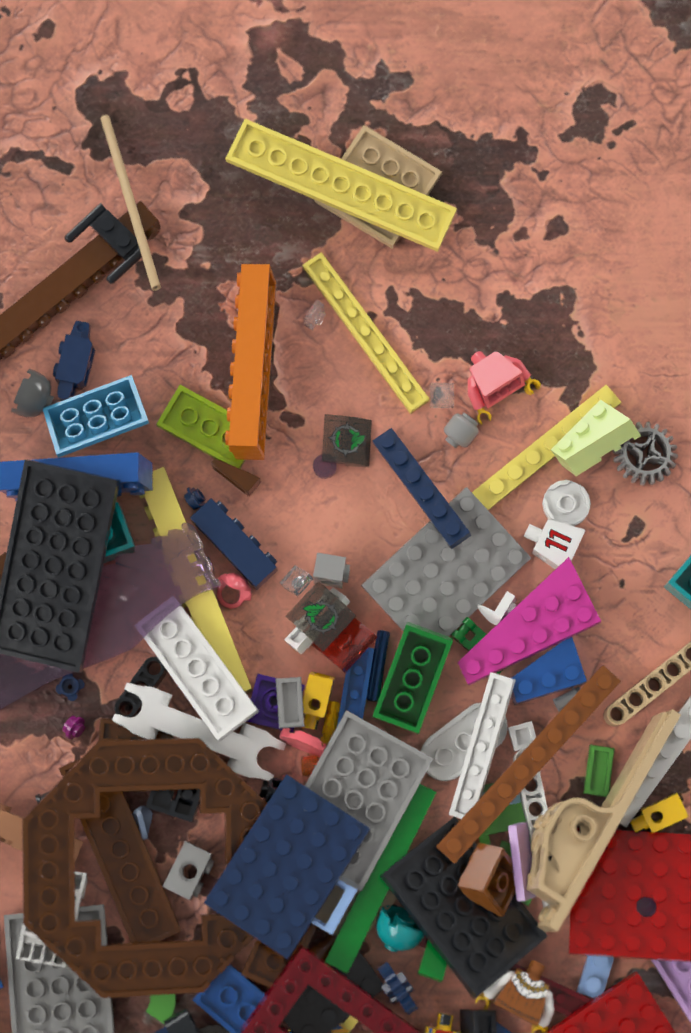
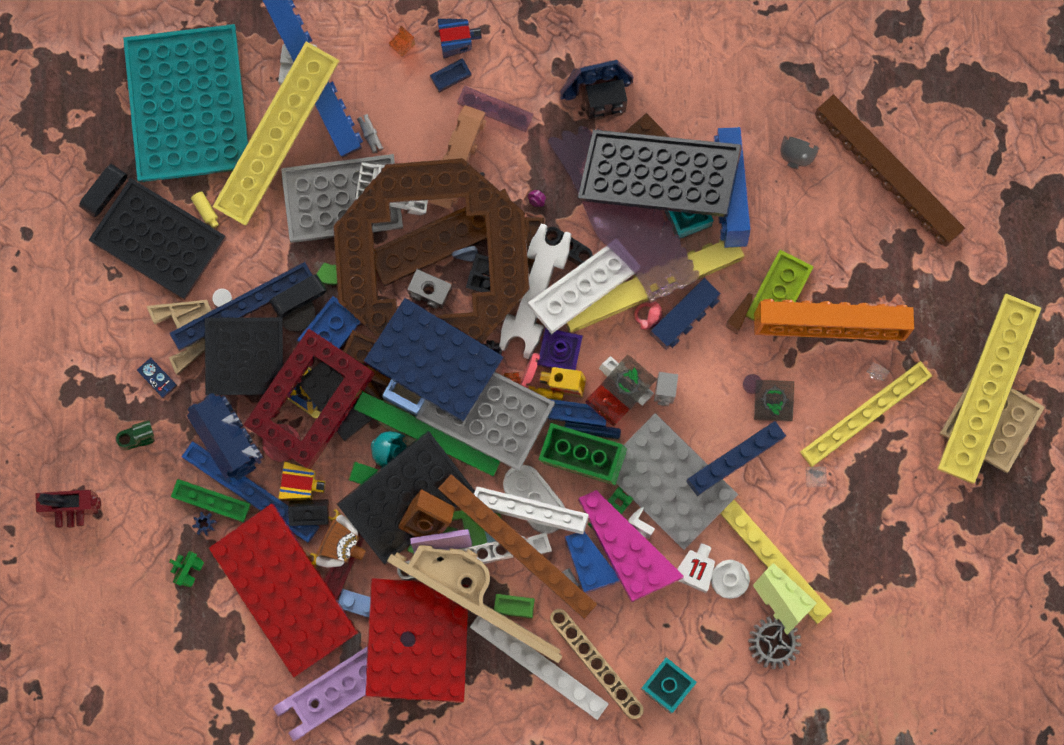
camera: 85 degrees right, 0 degrees up
(75, 361) = (828, 184): dark blue hinge -> none
(76, 684) = (566, 188): dark blue plate -> none
(95, 416) = (782, 200): dark azure slope -> none
(114, 234) = (933, 208): black plate -> none
(130, 202) = (962, 219): tan piece -> none
(194, 498) = (721, 282): dark blue plate -> none
(289, 702) = (559, 357): light grey tile -> none
(296, 580) = (657, 363): clear plate -> none
(397, 988) = (345, 446): dark blue gear -> none
(461, 430) = (786, 491): light grey head -> none
(495, 379) = (830, 517): coral torso -> none
(671, 809) = (484, 658): yellow torso -> none

